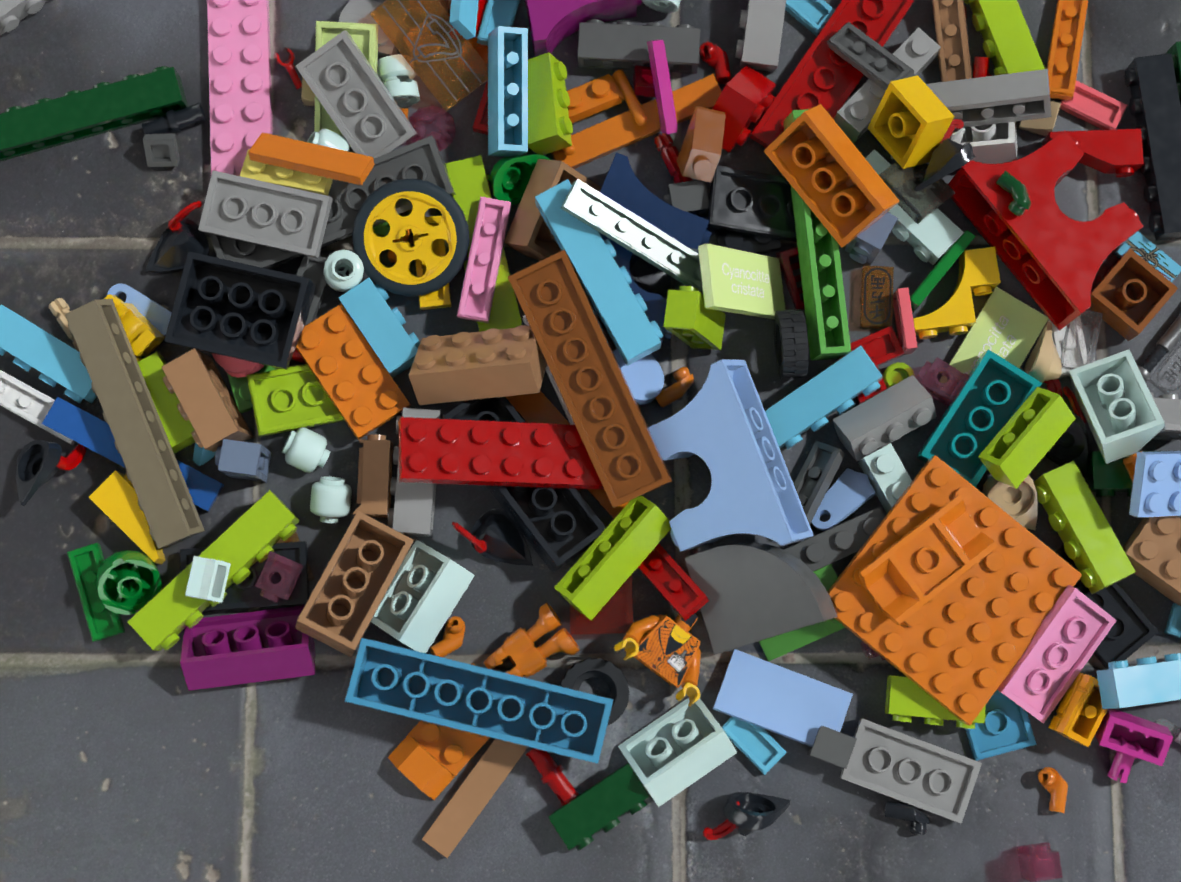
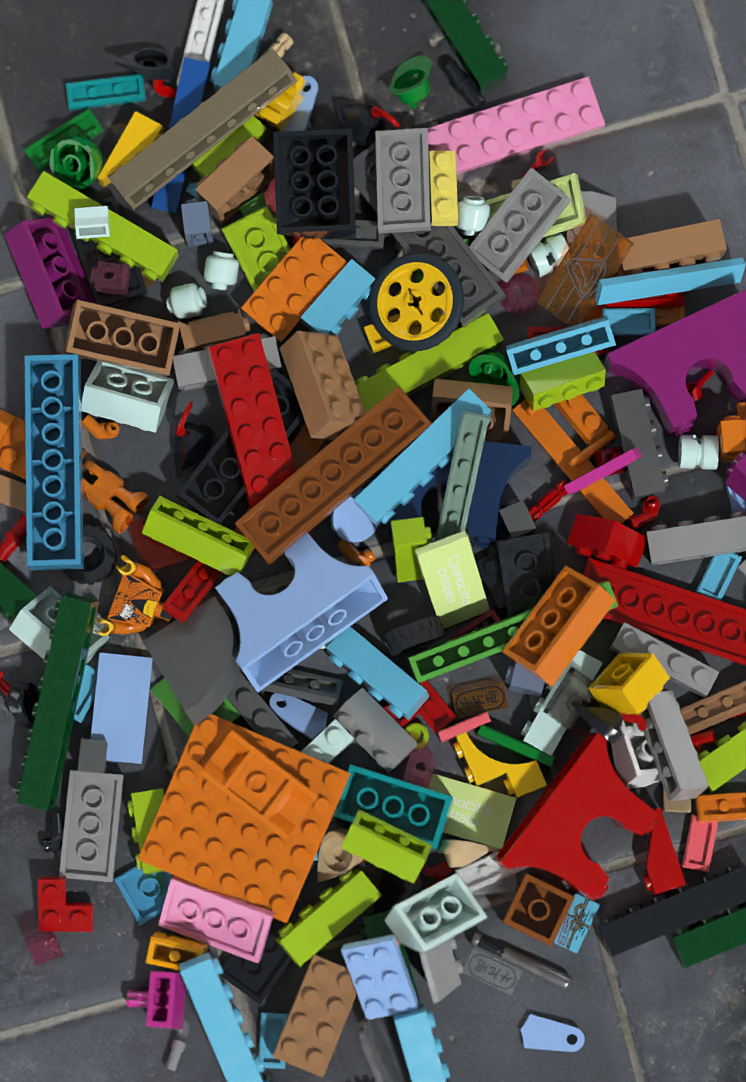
camera: 75 degrees right, 0 degrees up
(53, 528) = (105, 92): none -> teal tile
(150, 176) = (412, 81): none -> green piece
(161, 150) = (439, 82): dark grey plate -> none
(311, 158) = (456, 202): orange tile -> none
(343, 260) = (372, 247): light aqua head -> none
(484, 260) = (415, 366): bright pink tile -> none
(702, 144) = (562, 517): dark orange slope -> none
(763, 770) = (57, 701): none -> dark green brick
(868, 56) = (680, 636): dark grey tile -> none
(1002, 835) = (56, 913): none -> red plate
(1017, 191) = (586, 784): dark green arm -> none
(1056, 786) = (109, 950): orange arm -> none

